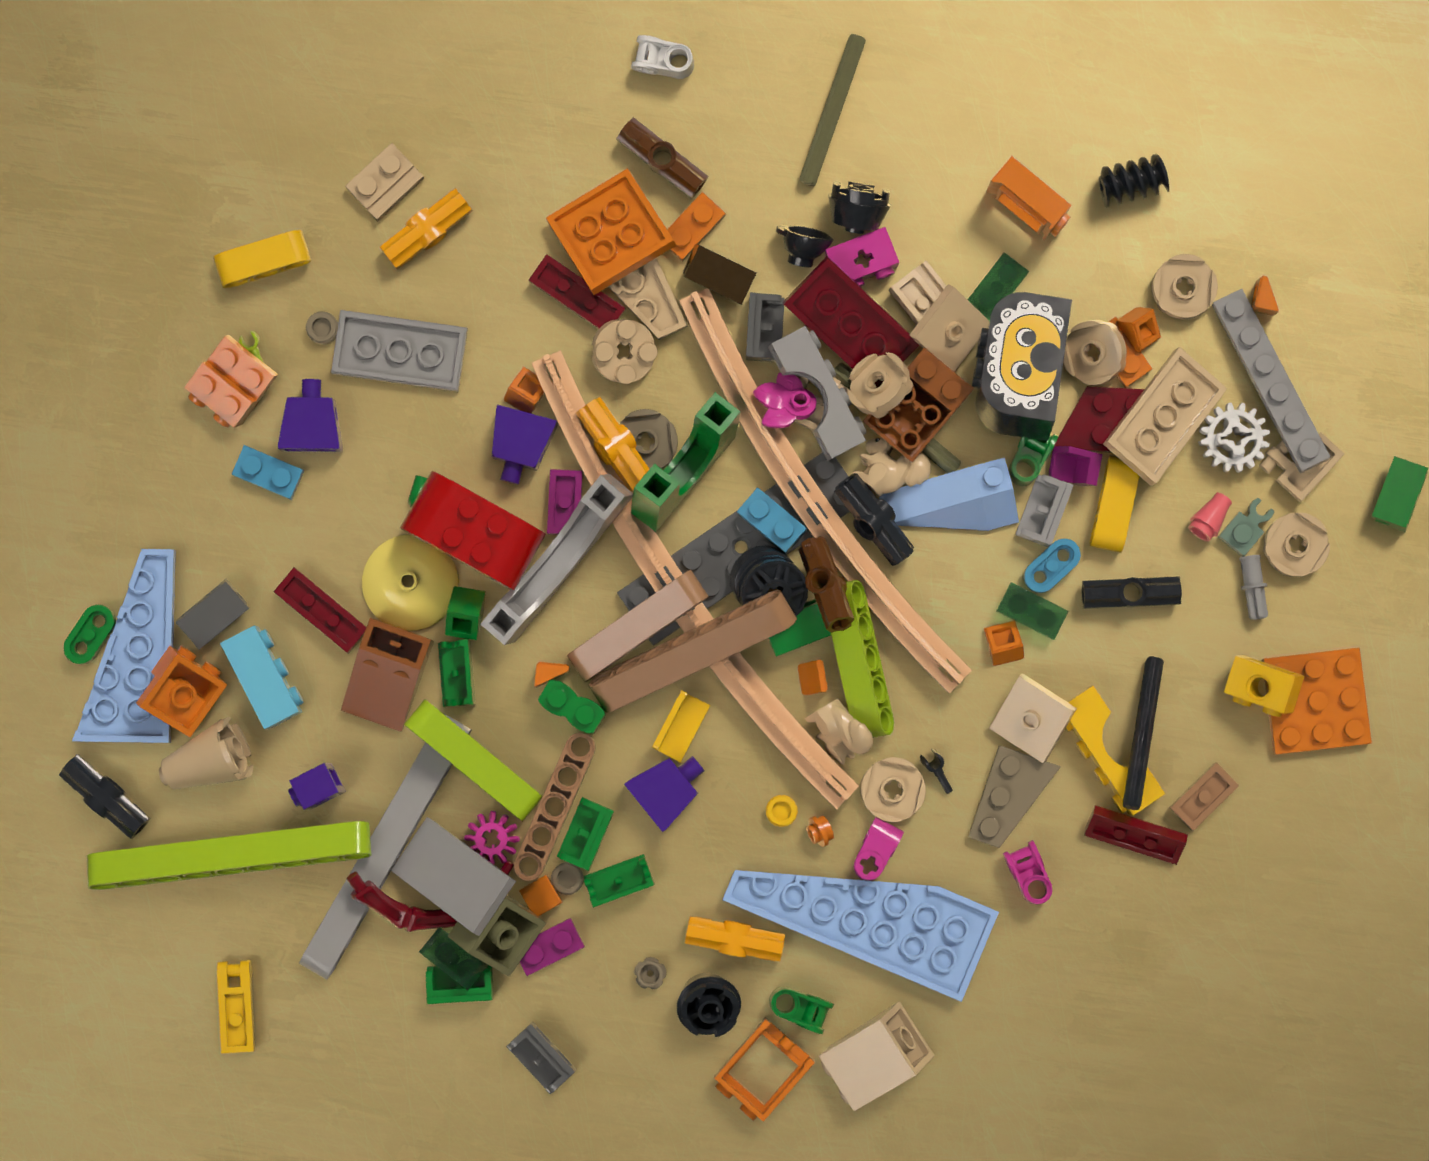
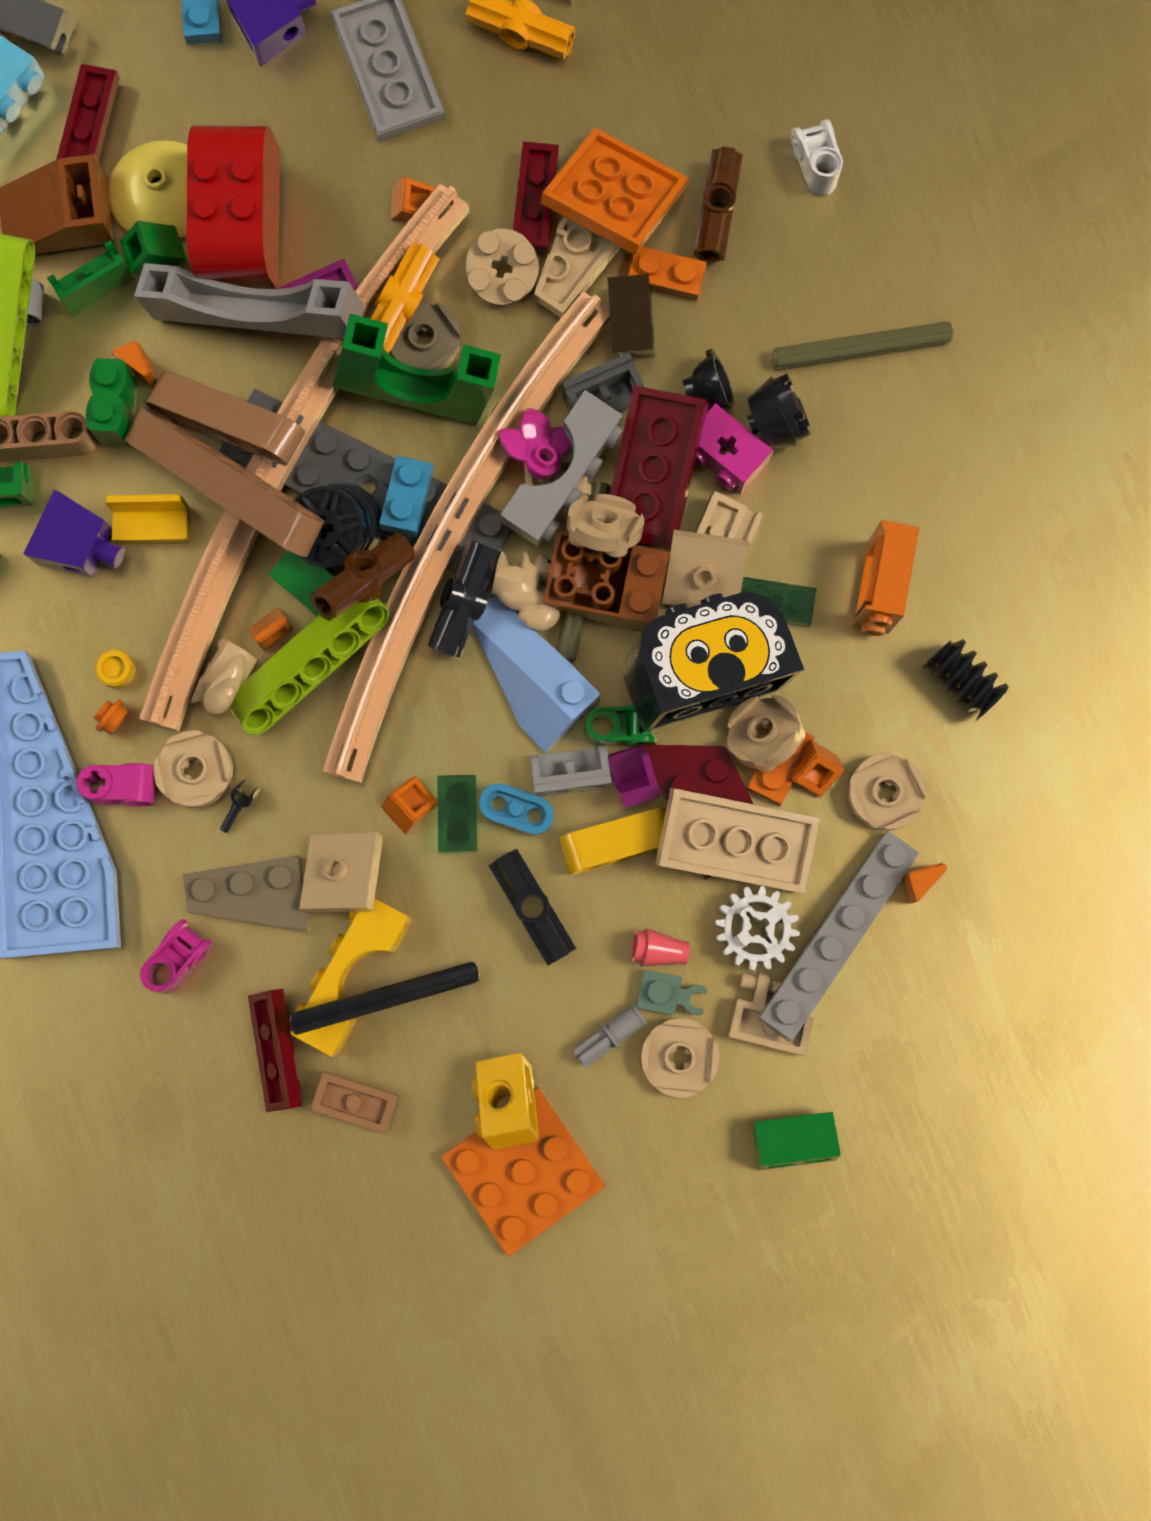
camera: 60 degrees right, 5 degrees down
(520, 441) = (356, 216): dark purple torso -> none

